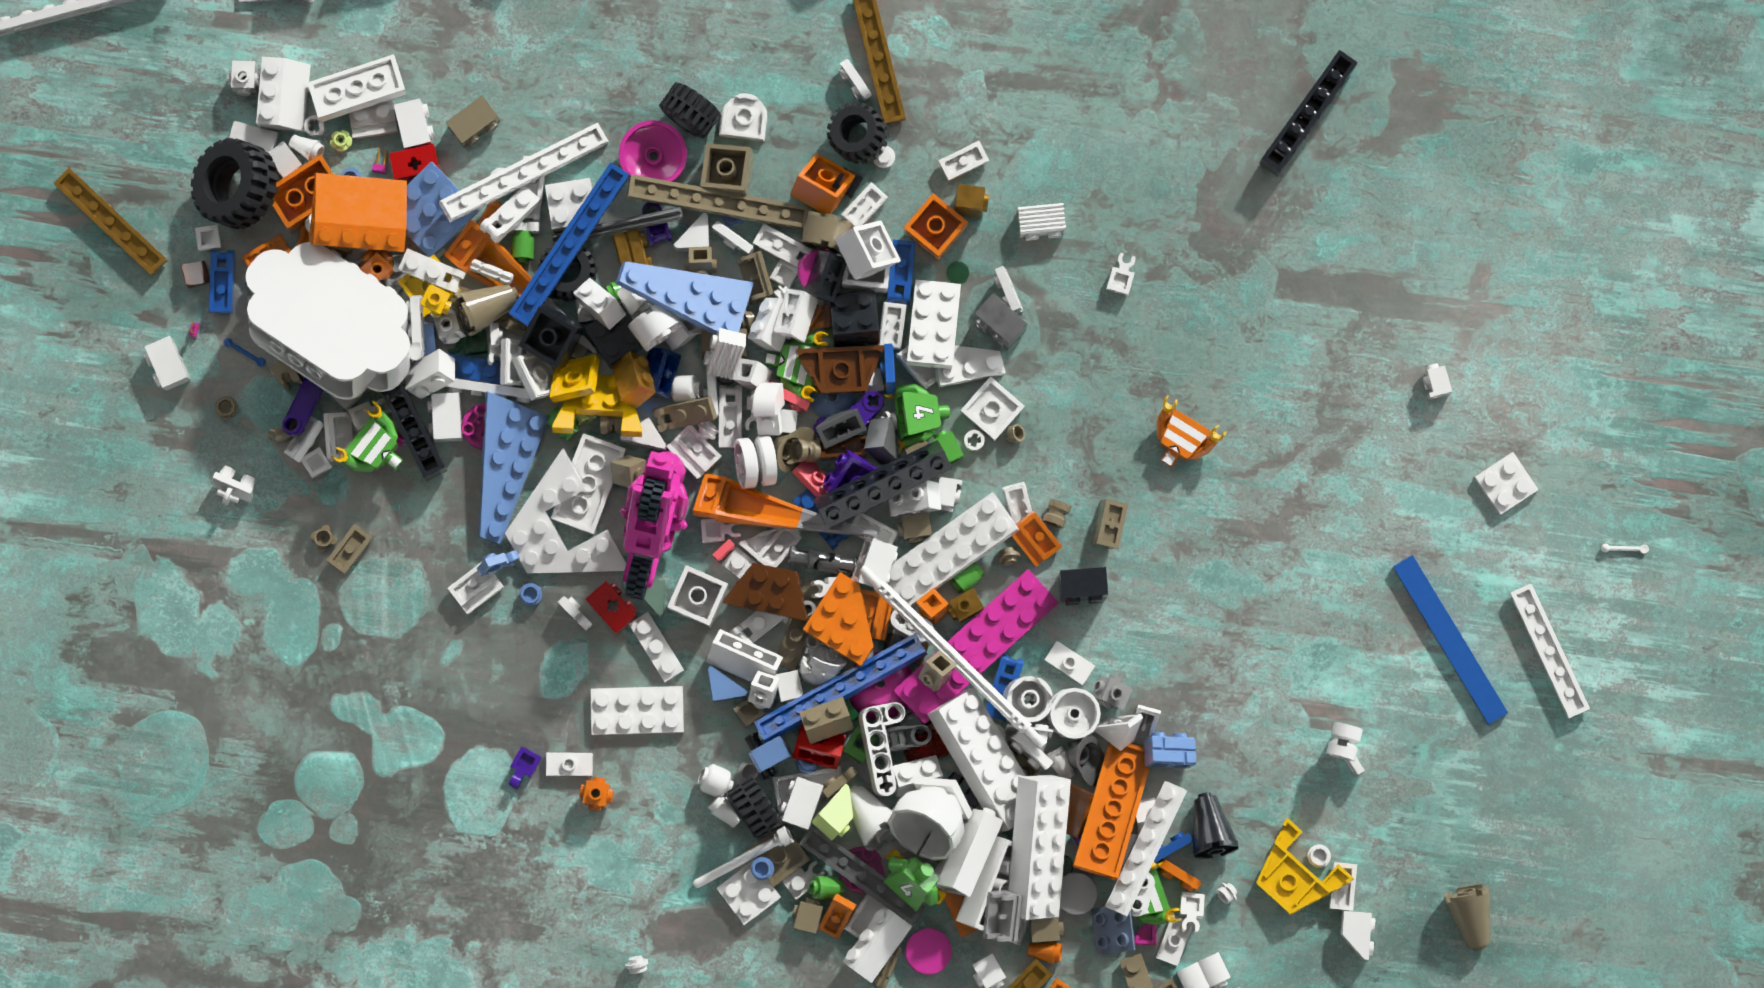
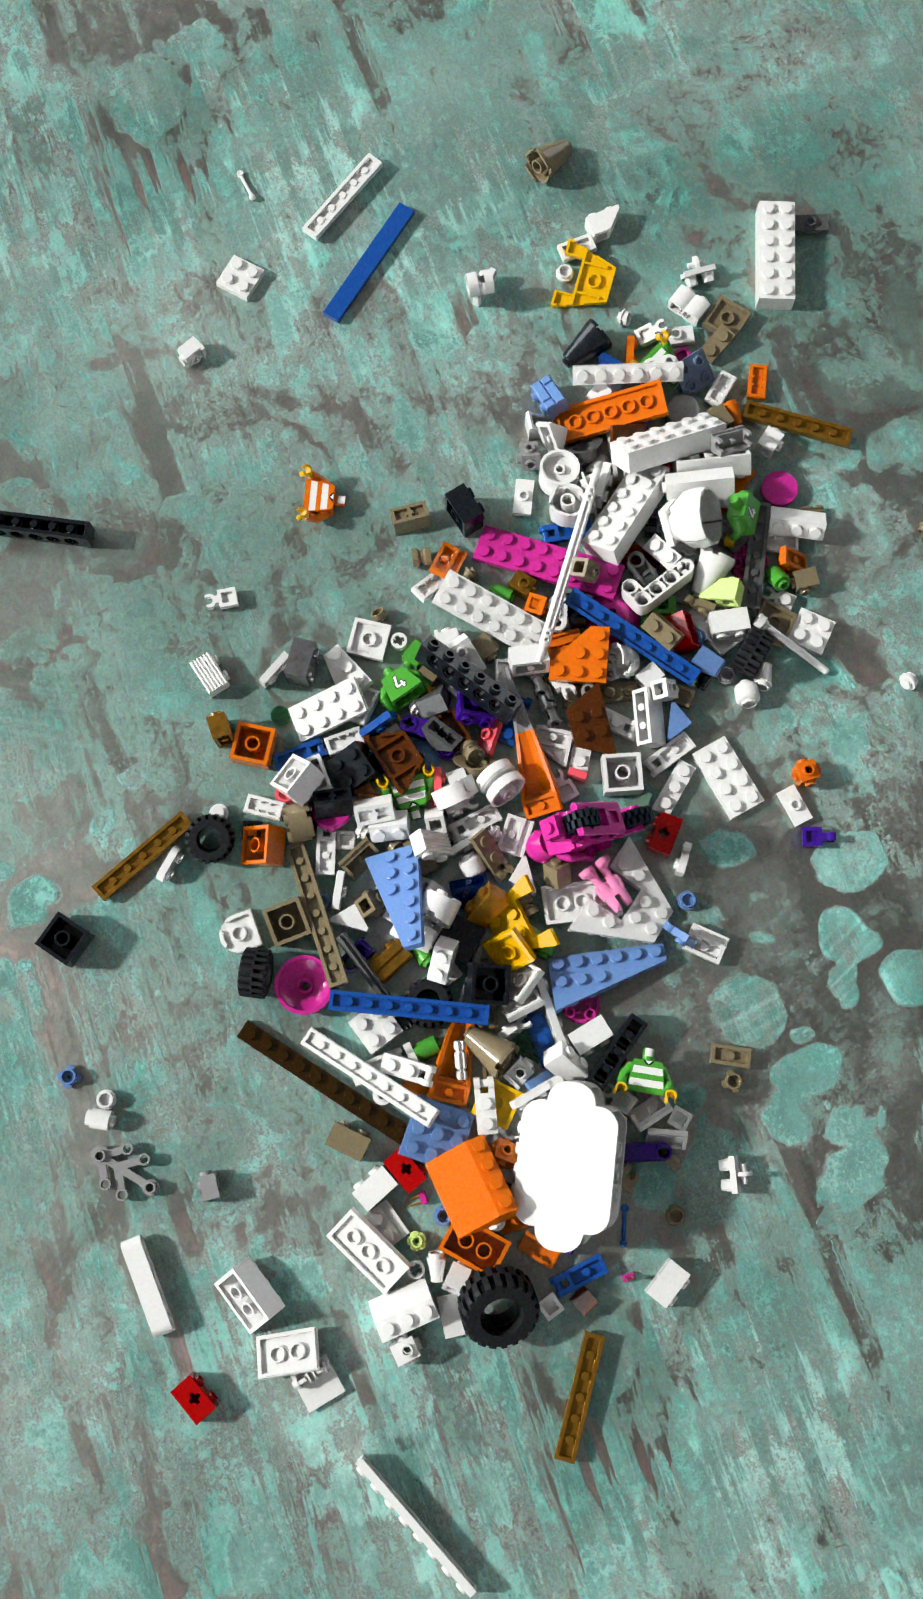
camera: 115 degrees left, 5 degrees down
(437, 301) = (508, 1086): yellow bracket -> none
(547, 126) = (323, 1081): none -> dark brown plate
(583, 519) = (610, 888): none -> bright pink piece
(694, 662) = (669, 754): none -> white plate
(762, 868) = (790, 627): medium blue plate -> none
(963, 161) = (193, 753): white plate -> none
(1082, 953) = (720, 388): none -> white plate

